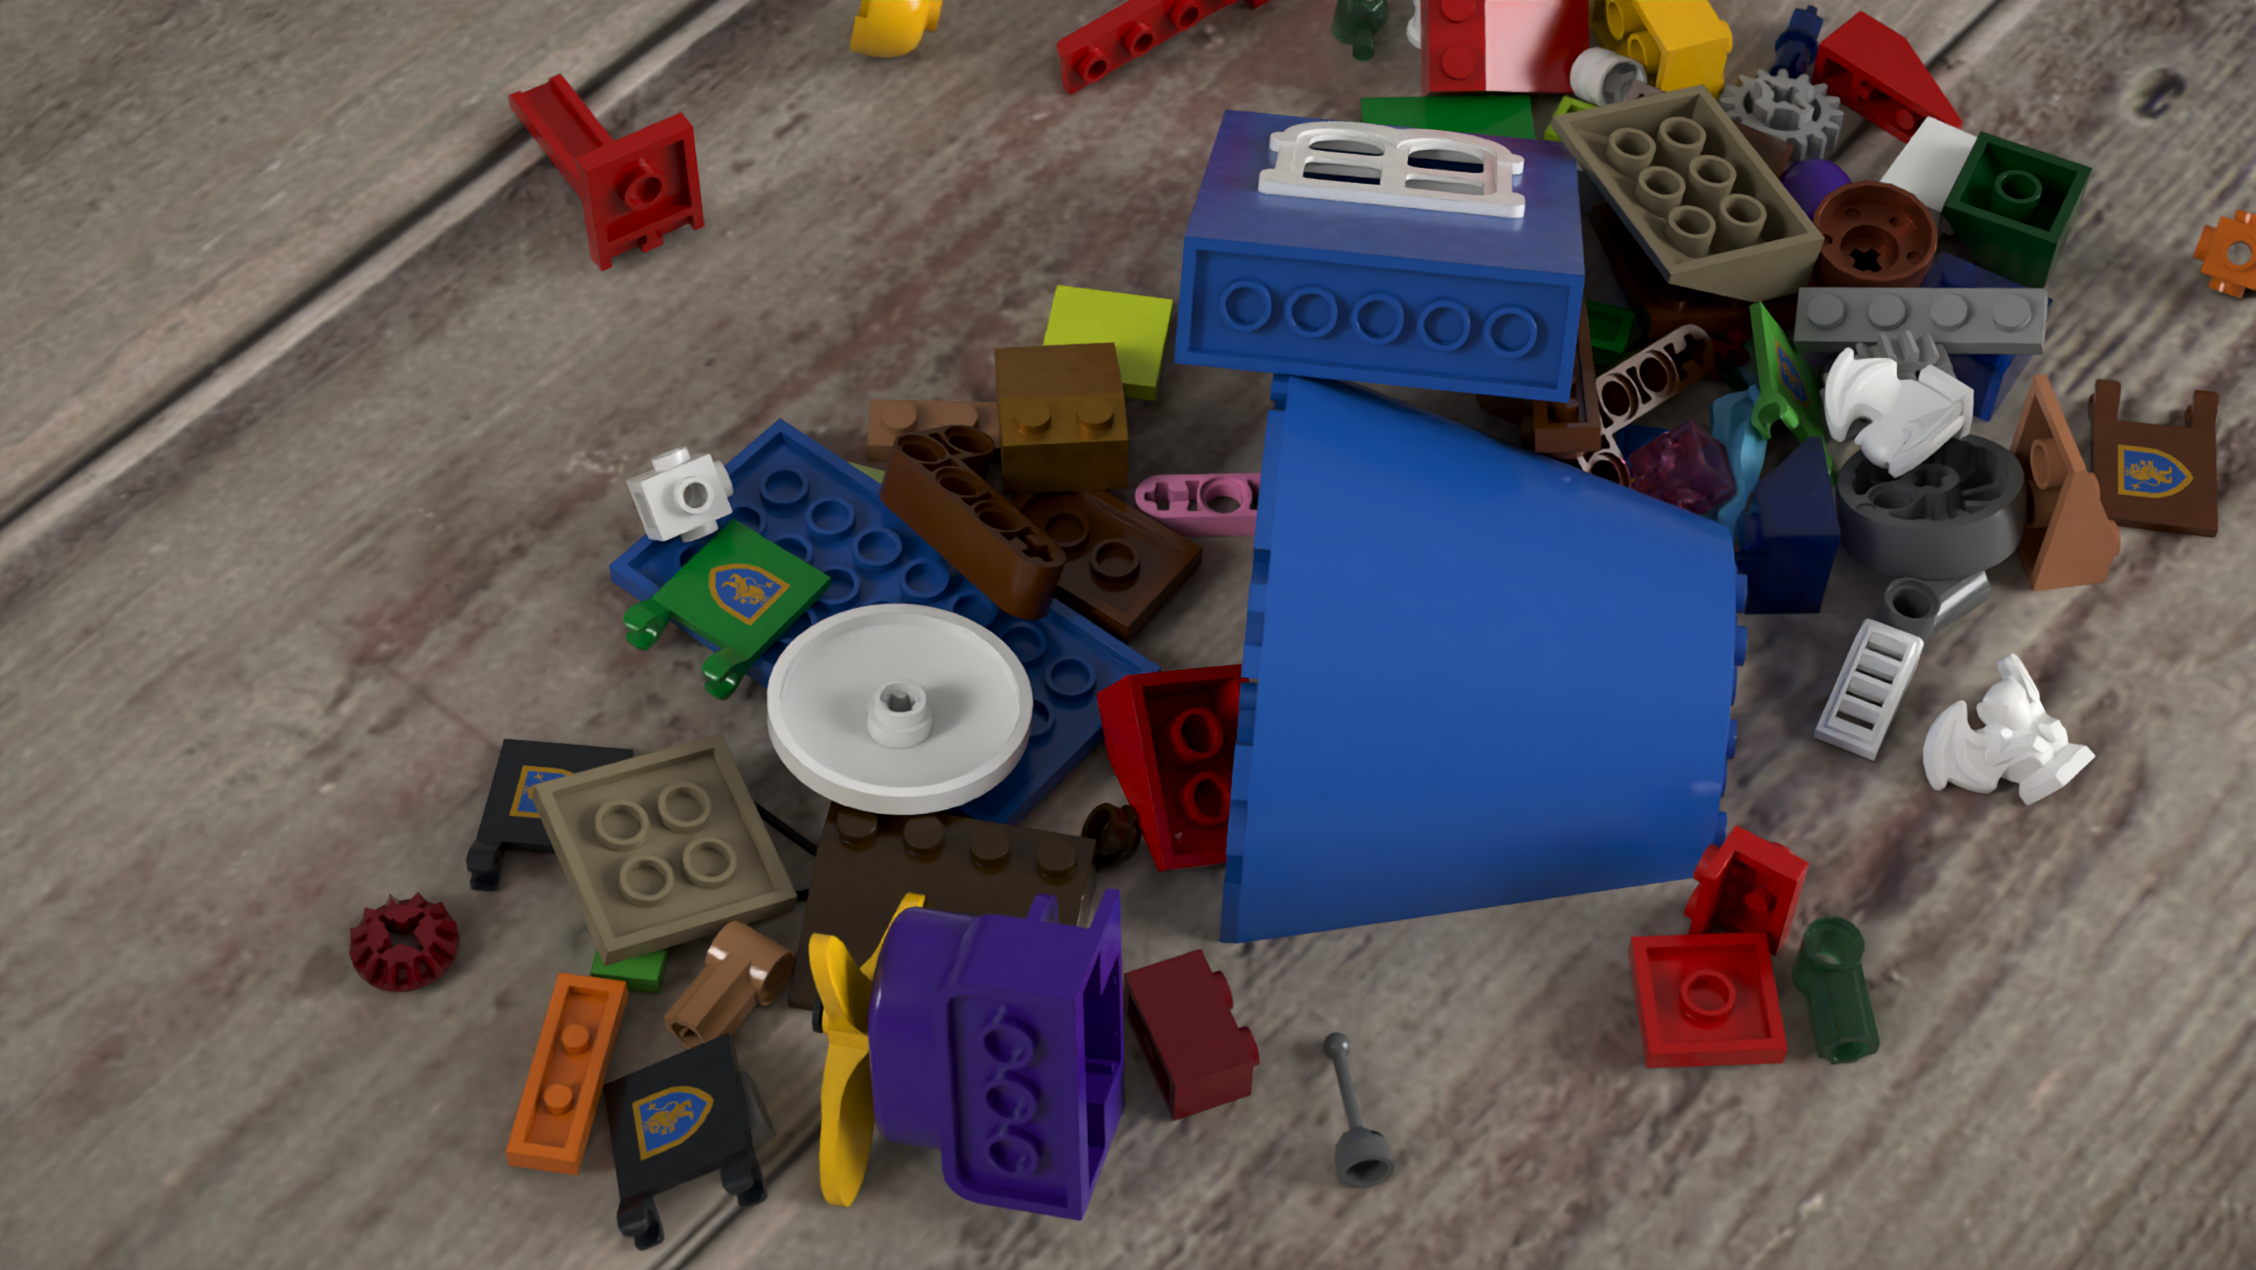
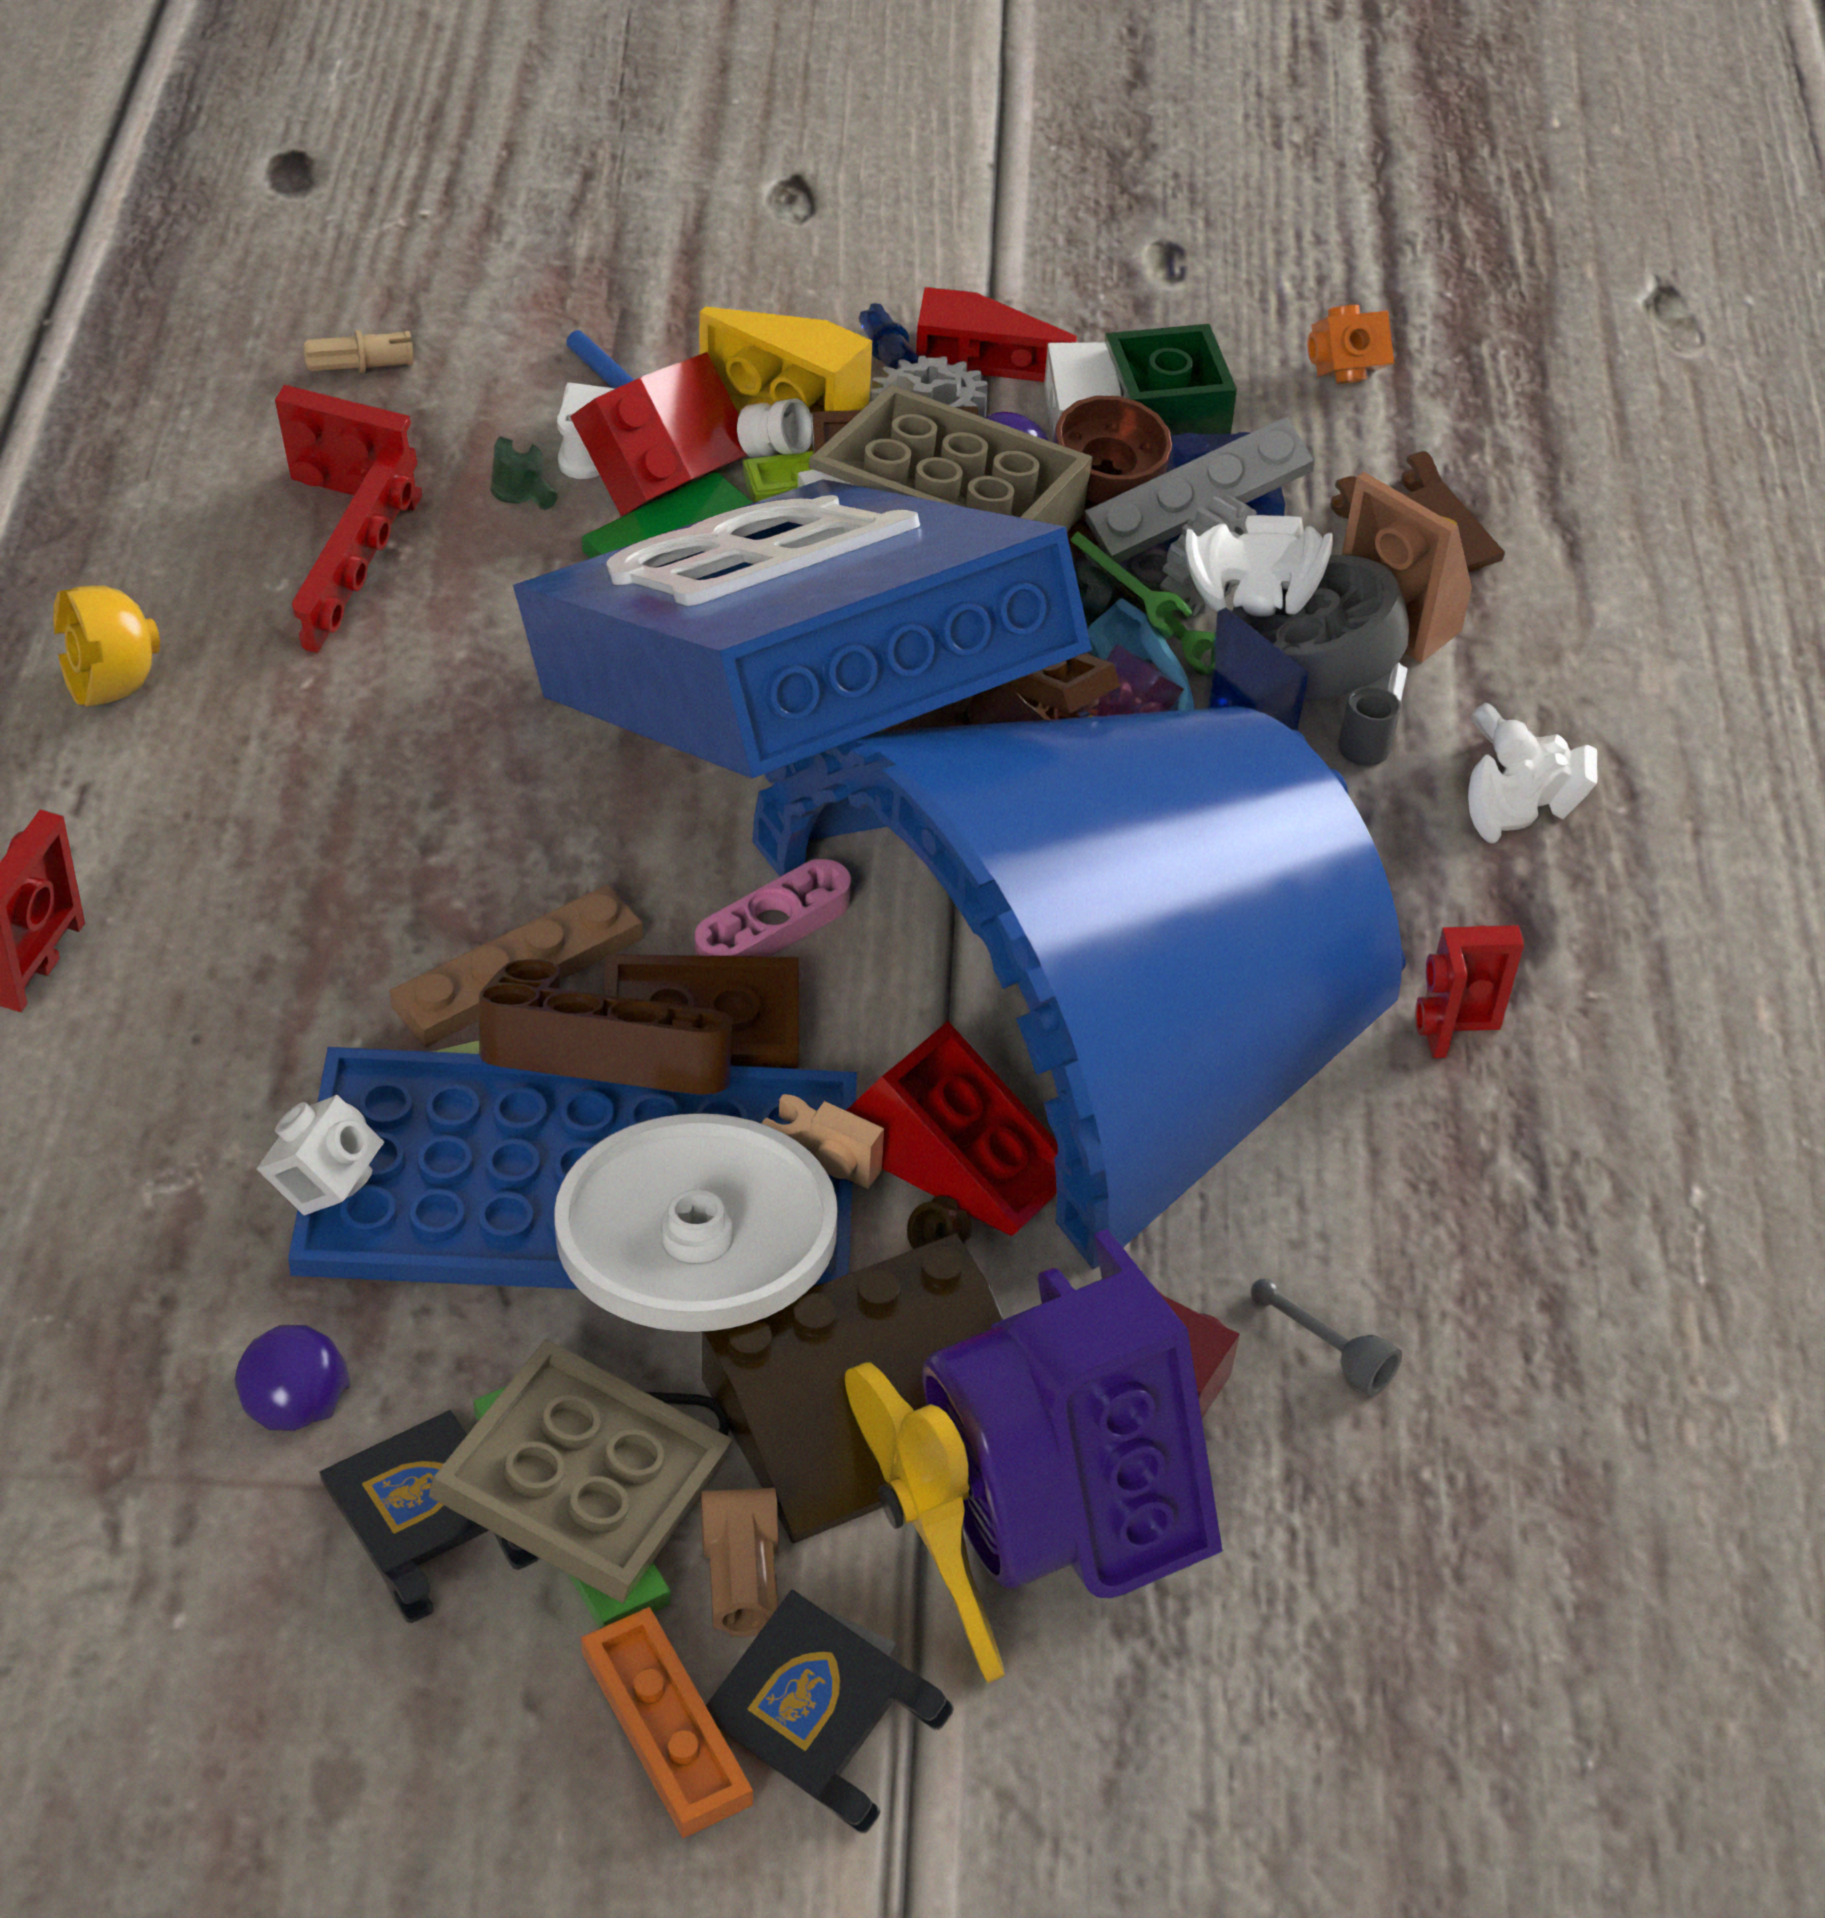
camera: 40 degrees left, 5 degrees down
(404, 967) = (418, 1731): dark red gear -> none
(542, 657) = (291, 1378): none -> dark purple hair
(735, 595) = (436, 1218): green flag -> none
(1061, 418) = (591, 909): pearl gold slope -> none
(1076, 715) = (837, 1139): none -> light nougat plate
(1131, 321) = (548, 839): neon yellow tile -> none
(1707, 1000) = (1497, 1087): red plate -> none
(1836, 993) = (1563, 1015): clear green piece -> none
(1885, 654) = (1386, 757): white slope -> none

